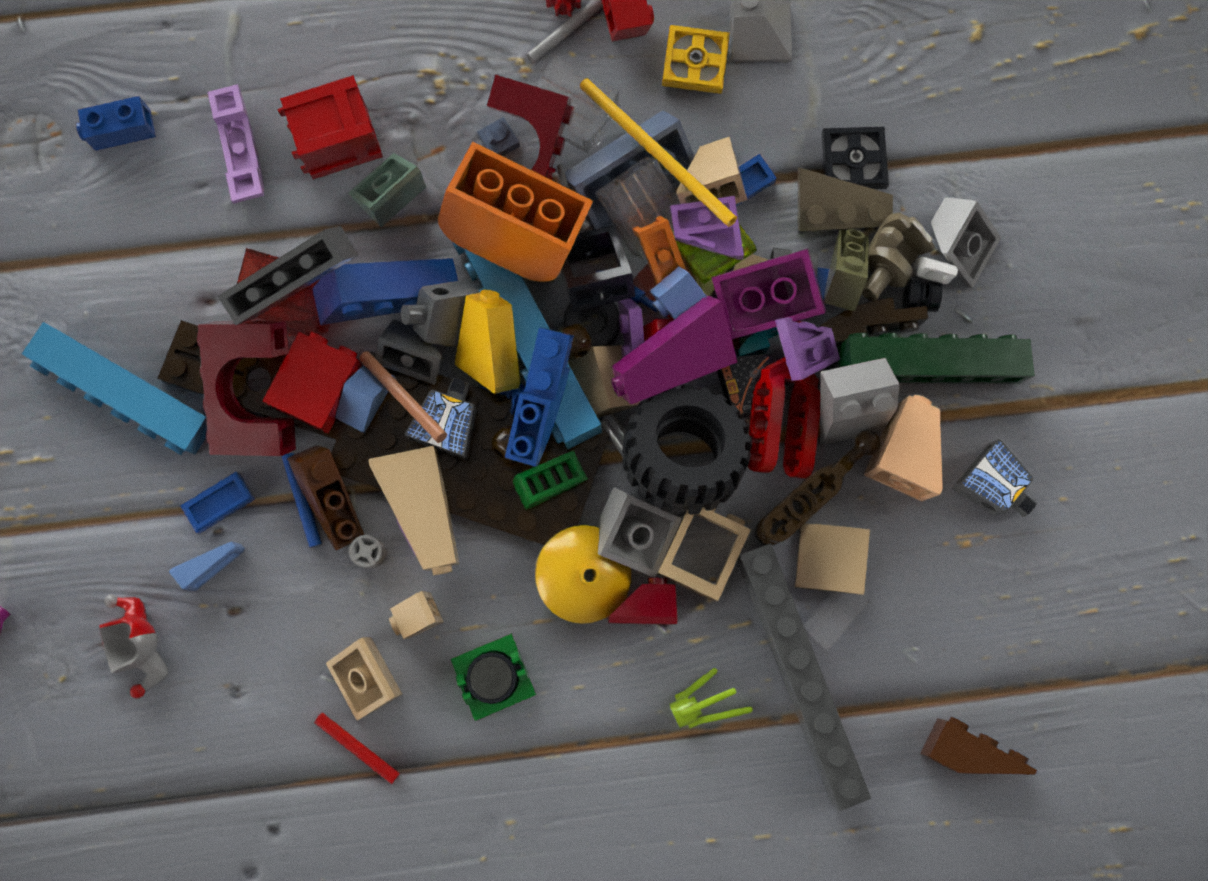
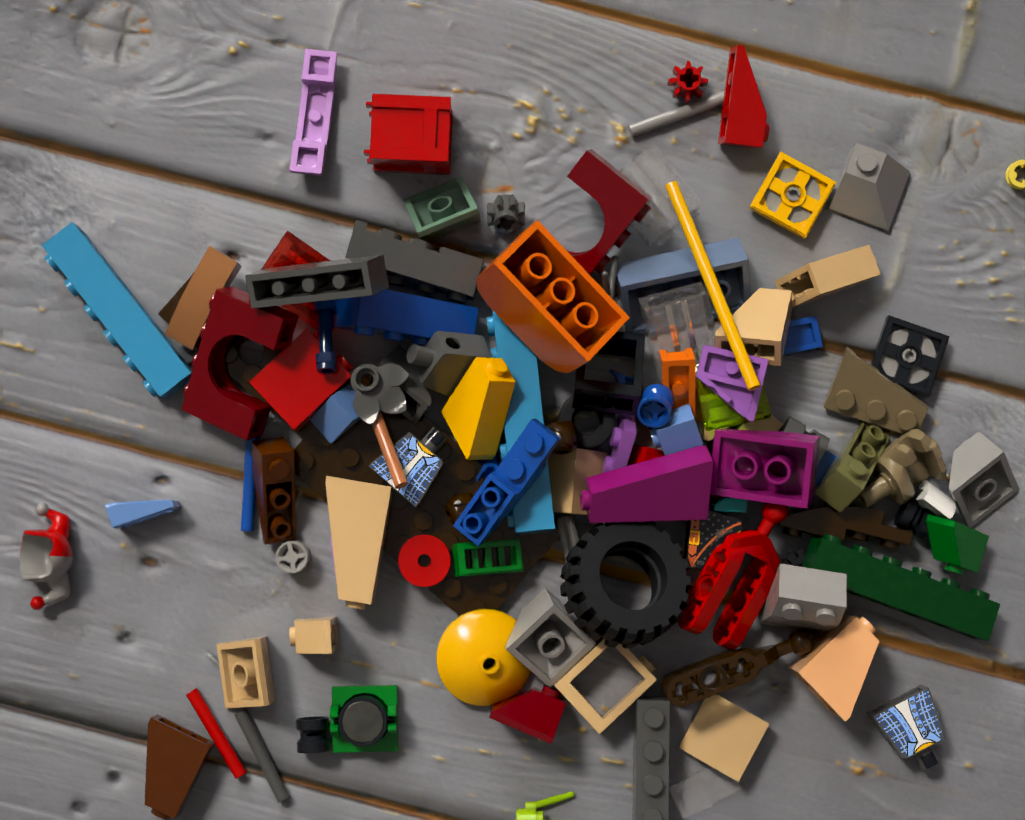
camera: 25 degrees right, 5 degrees up
(115, 123) = (206, 46): blue brick -> none
(184, 350) = (192, 311): none -> medium nougat slope
(217, 502) = (171, 454): blue tile -> none
(325, 349) = (326, 359): none -> dark blue bar
(325, 795) = (172, 765): none -> reddish brown slope
(387, 240) = (418, 263): none -> dark grey wedge
(392, 364) = (382, 394): none -> dark grey plate
(408, 751) = (262, 755): none -> dark grey bar
(441, 161) = (506, 213): none -> dark grey gear
(452, 718) = (314, 741): none -> black wheel
(491, 490) = (410, 566): none -> red piece
(498, 137) = (568, 201): sand blue tile -> none
(649, 283) = (650, 411): none -> blue wheel
(757, 112) = (830, 275): none -> tan slope
(806, 347) = (778, 533): medium lavender wing -> none
(968, 301) = (956, 544): none -> green slope

